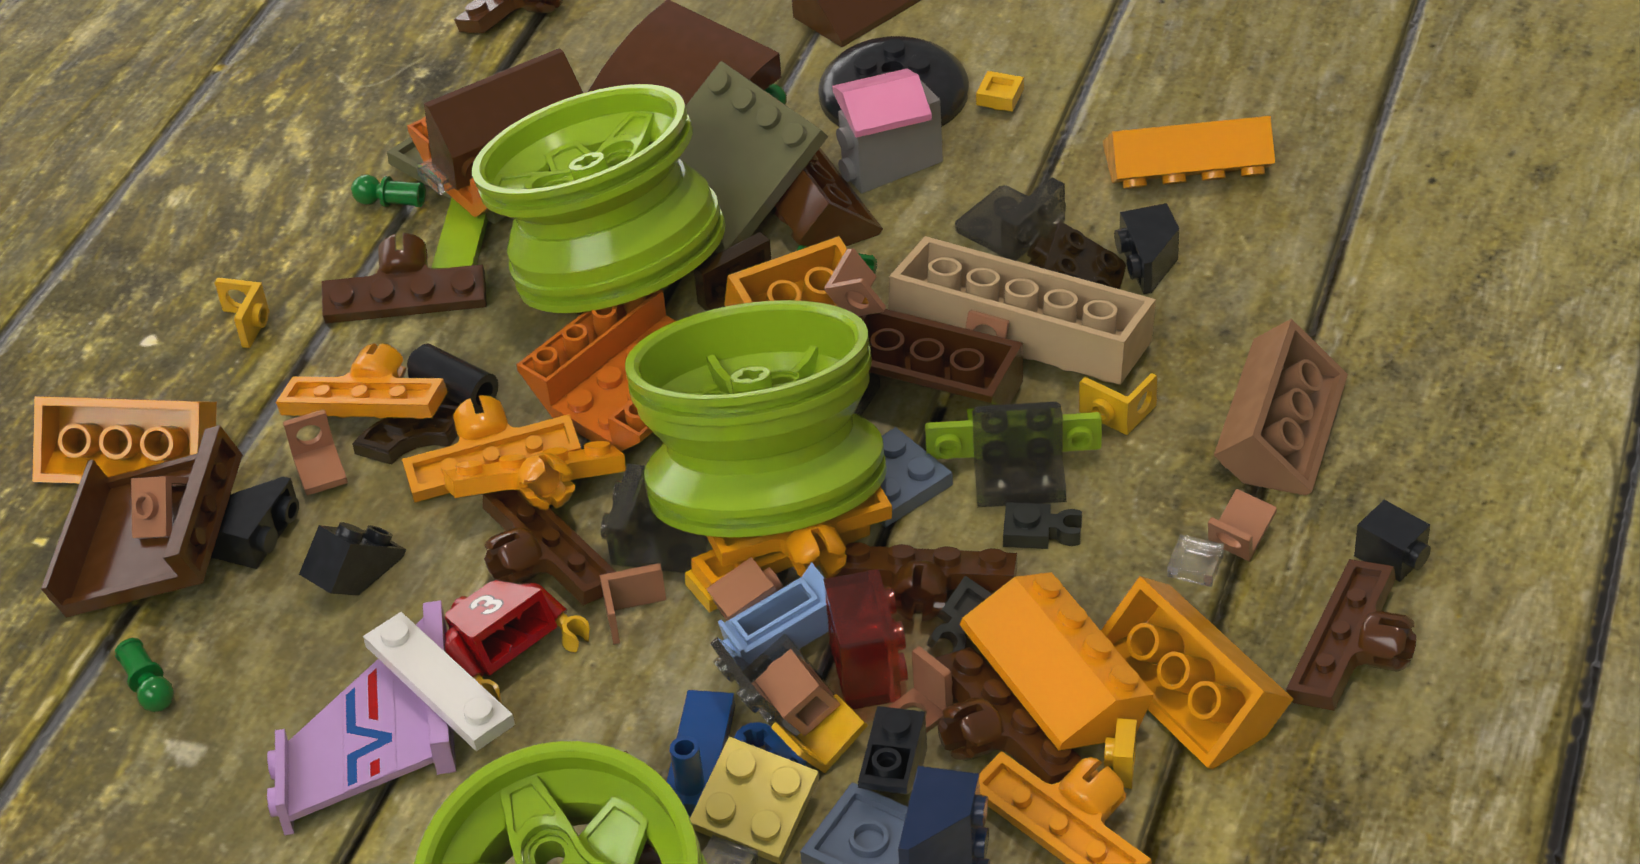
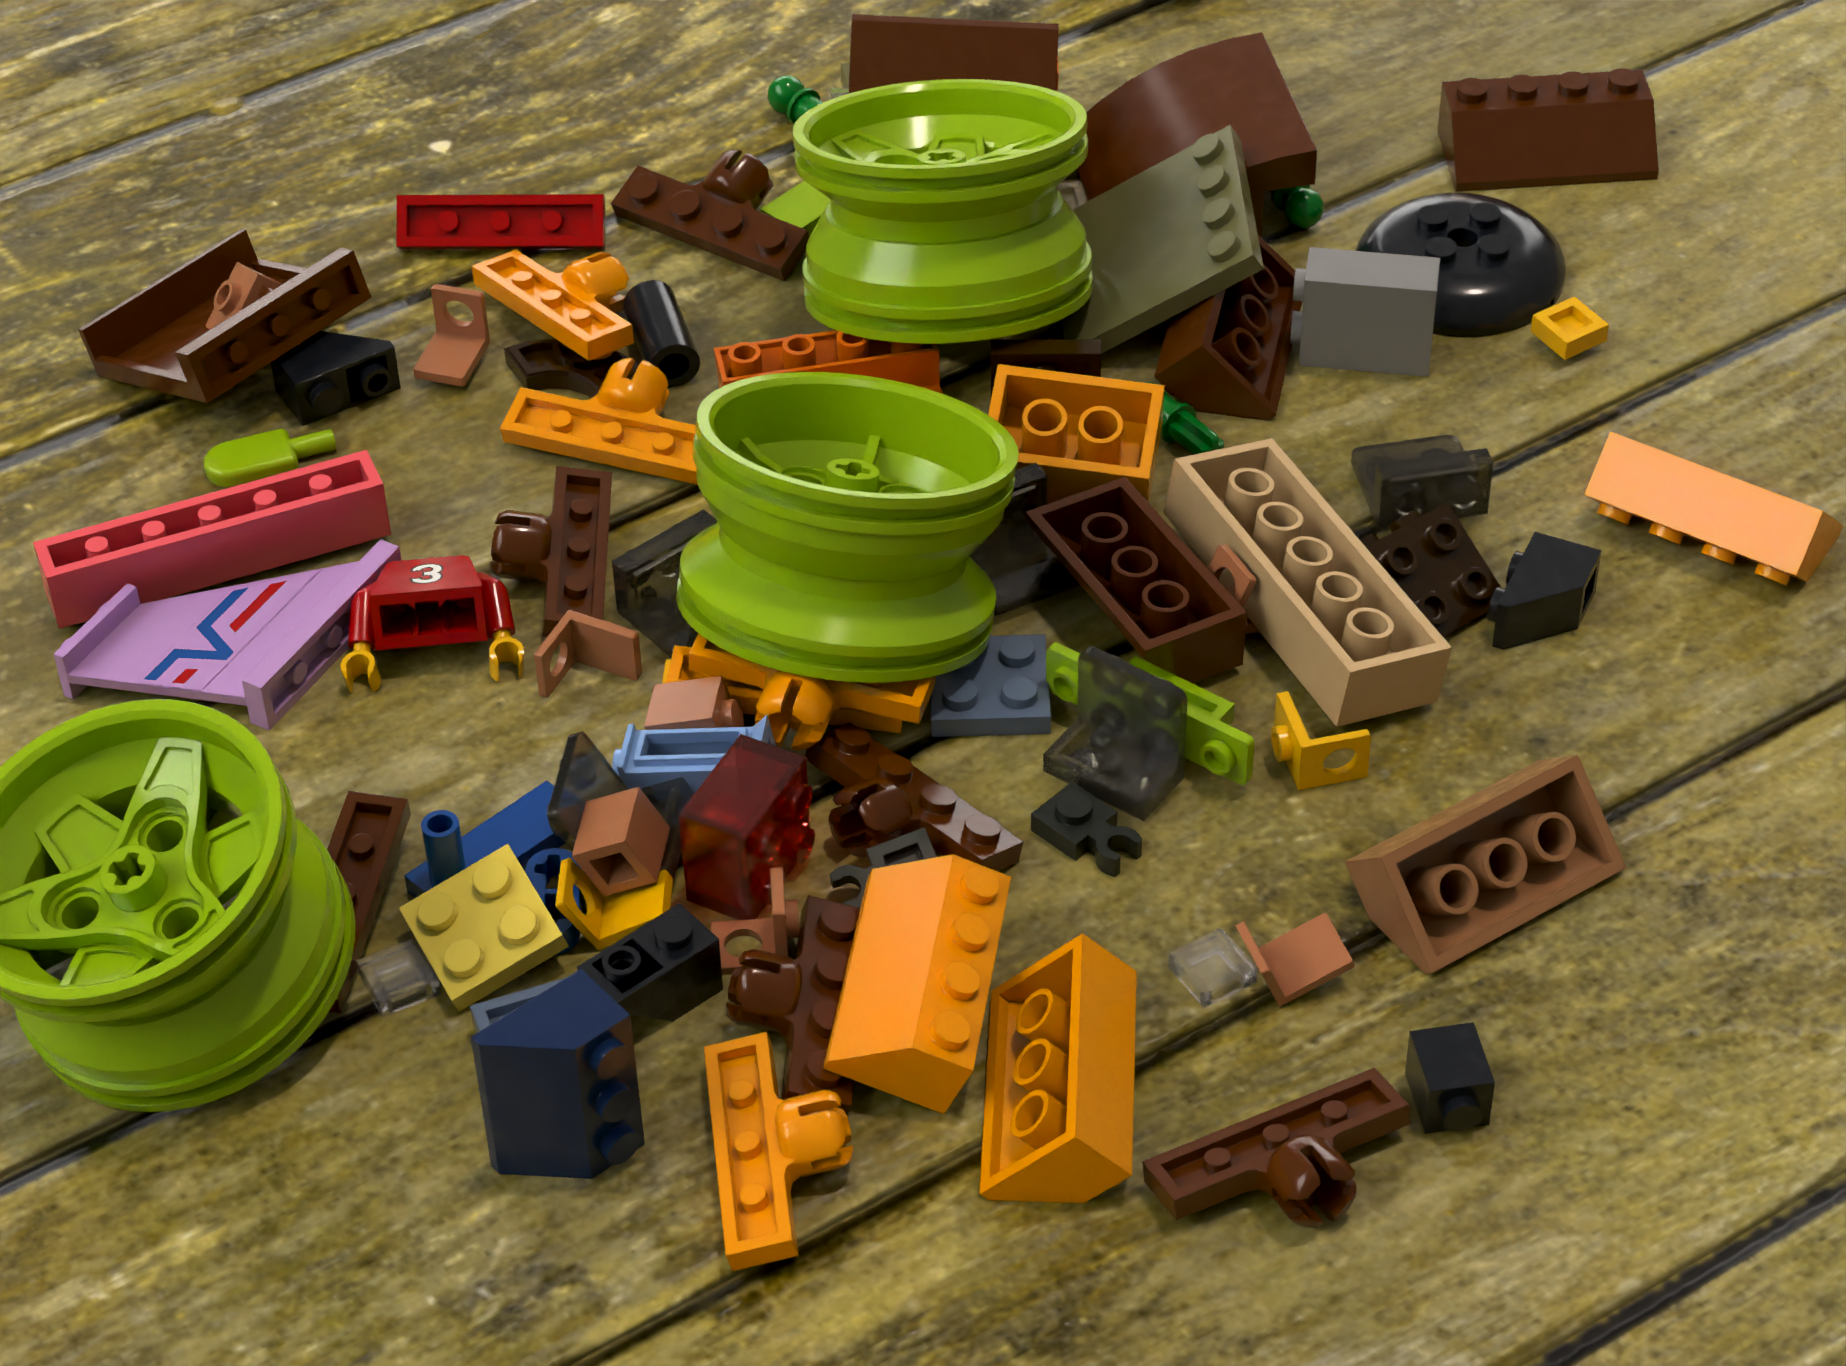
camera: 35 degrees right, 0 degrees up
(114, 434) = (301, 215): light orange slope -> none
(144, 676) = (93, 468): green pin -> none
(253, 311) = (547, 162): yellow bracket -> none
(255, 602) = (262, 455): none -> lime piece
(264, 362) = (500, 221): none -> red plate
(295, 671) = (215, 537): none -> coral brick
(349, 558) = (403, 461): black slope -> none
(439, 681) = (306, 623): white plate -> none
(541, 477) = (612, 475): light orange plate -> none
(853, 283) = (1119, 444): nougat bracket -> none
(883, 102) = (1362, 260): bright pink slope -> none
(1121, 750) = (896, 1117): yellow plate -> none

